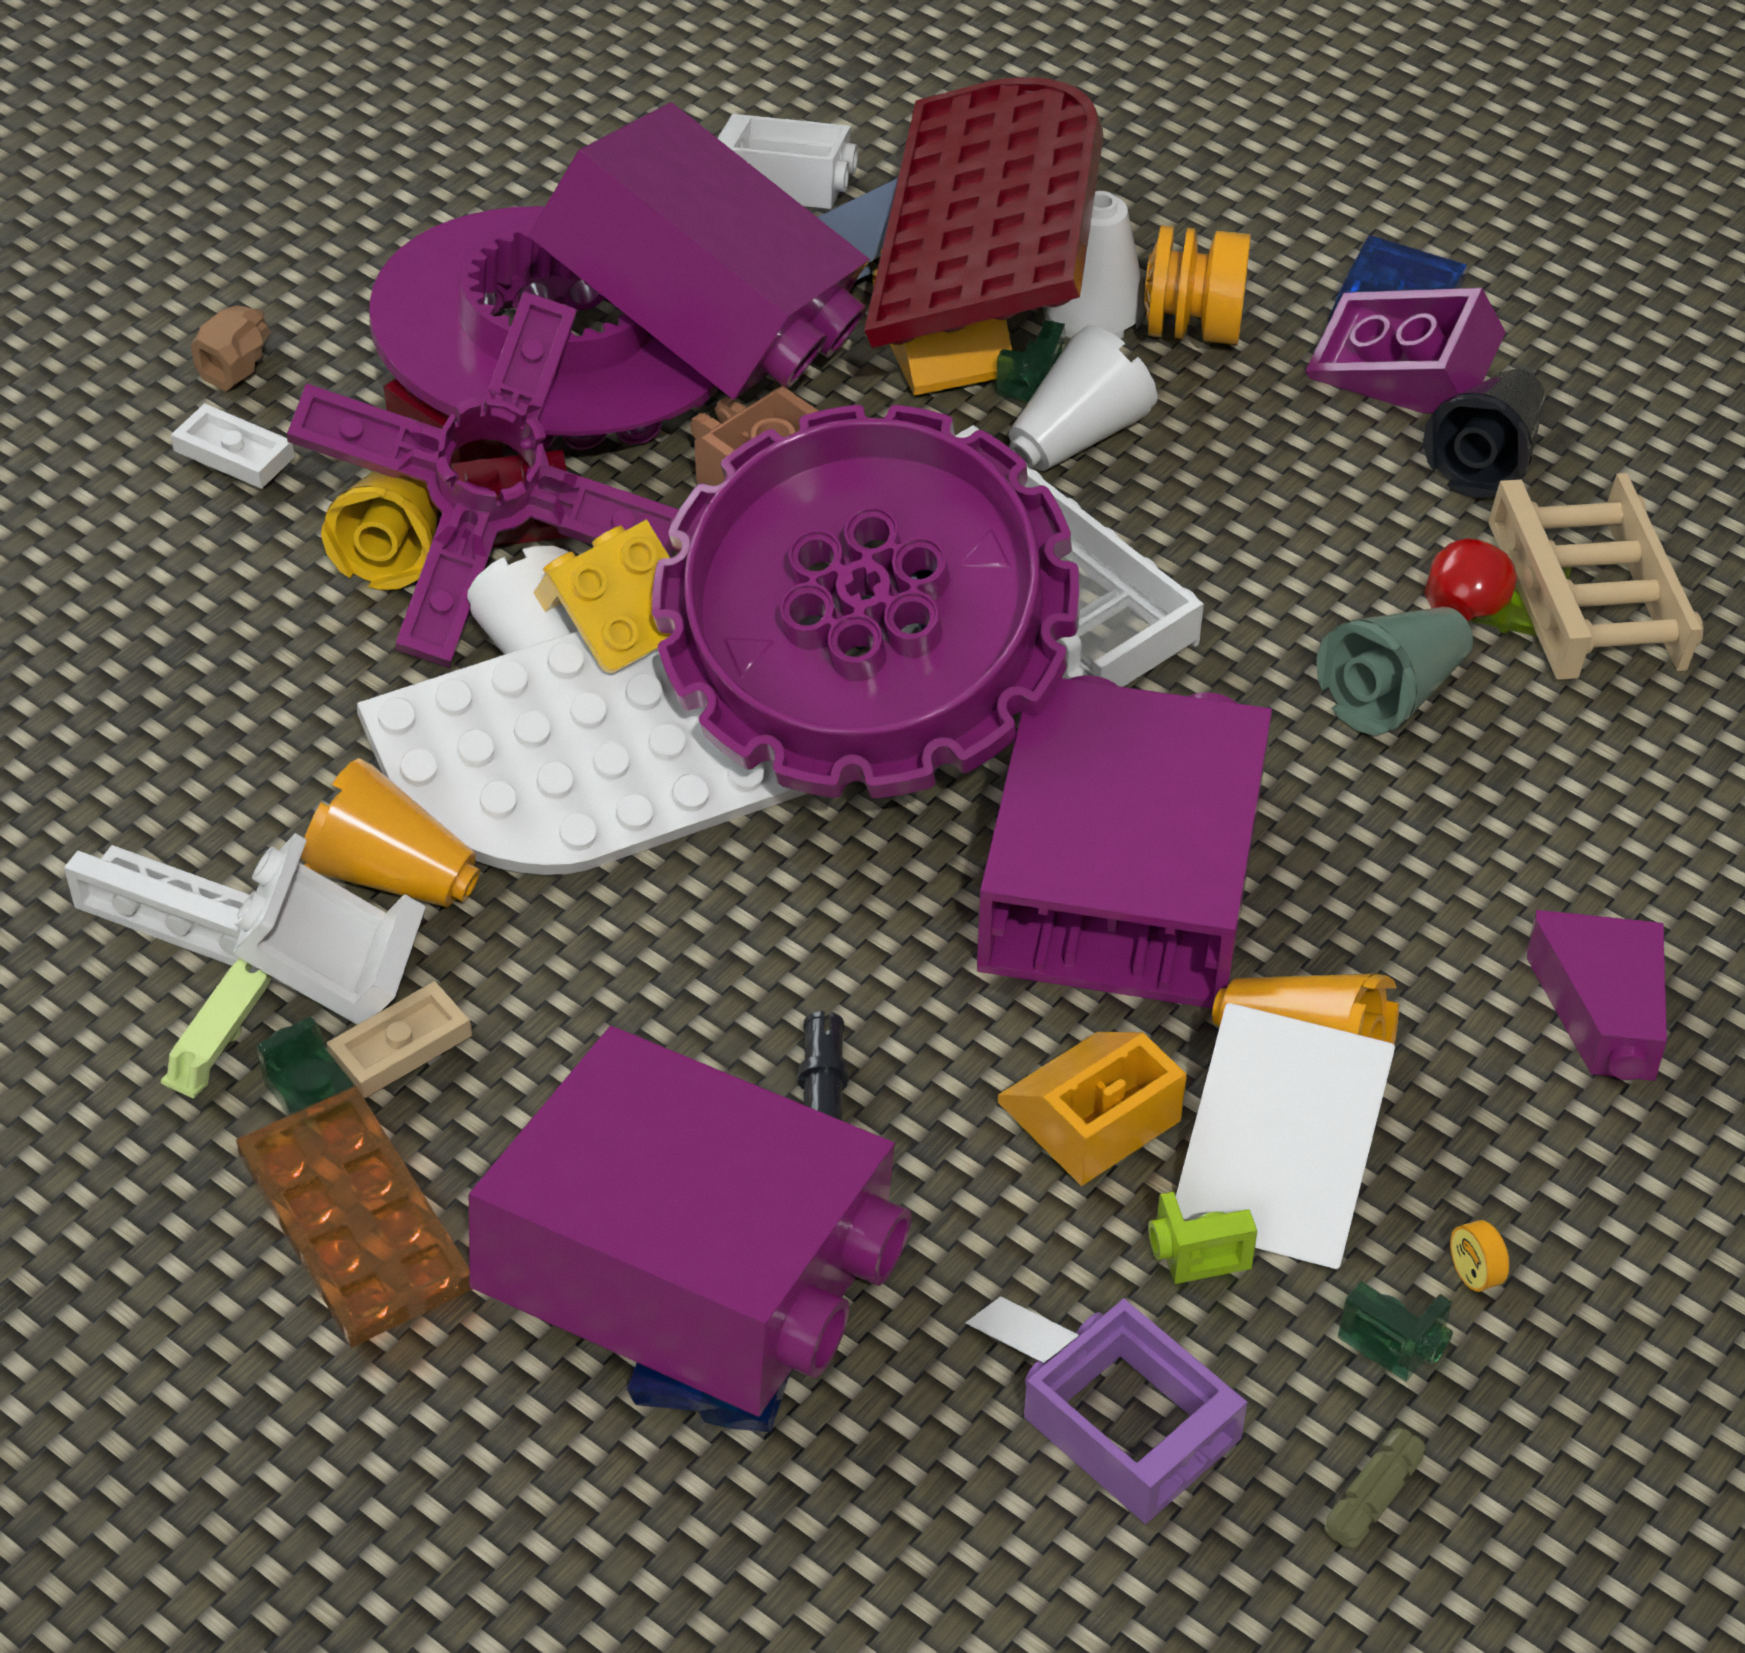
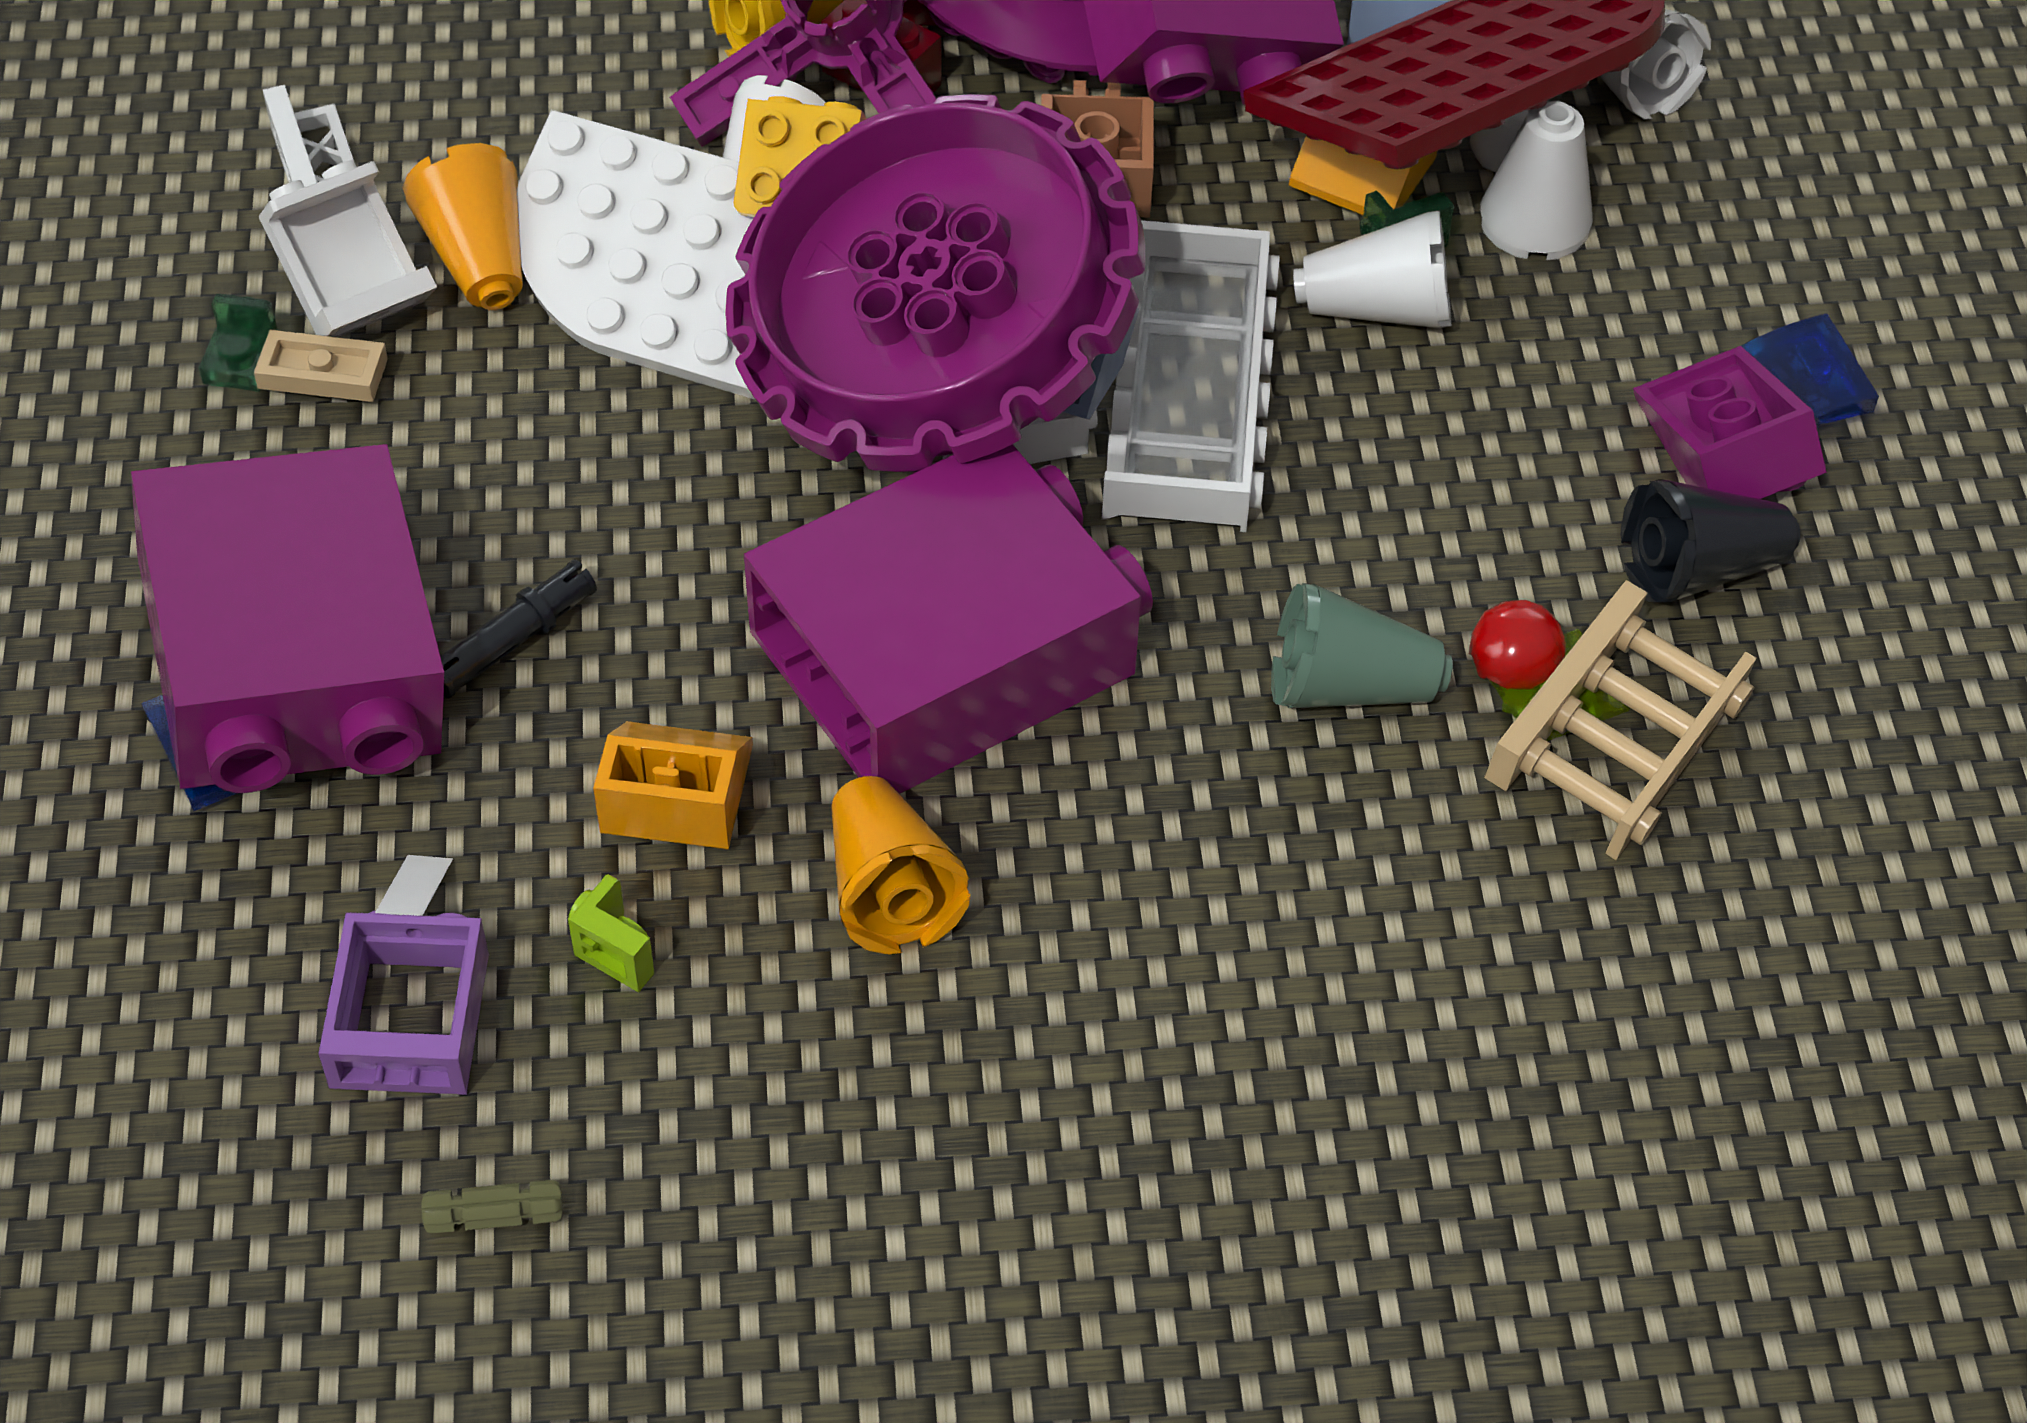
camera: 45 degrees right, 5 degrees up
(214, 1028) = (235, 264): yellowish green piece -> none
(354, 1216) = (157, 417): clear orange plate -> none
(1198, 285) = (1607, 250): light orange wheel -> none
(1285, 1130) = (752, 910): white sticker -> none
(1393, 1335) = (649, 1131): clear green bracket -> none
(1479, 1255) = (783, 1123): light orange tile -> none
(1605, 988) = (1159, 1030): magenta slope -> none

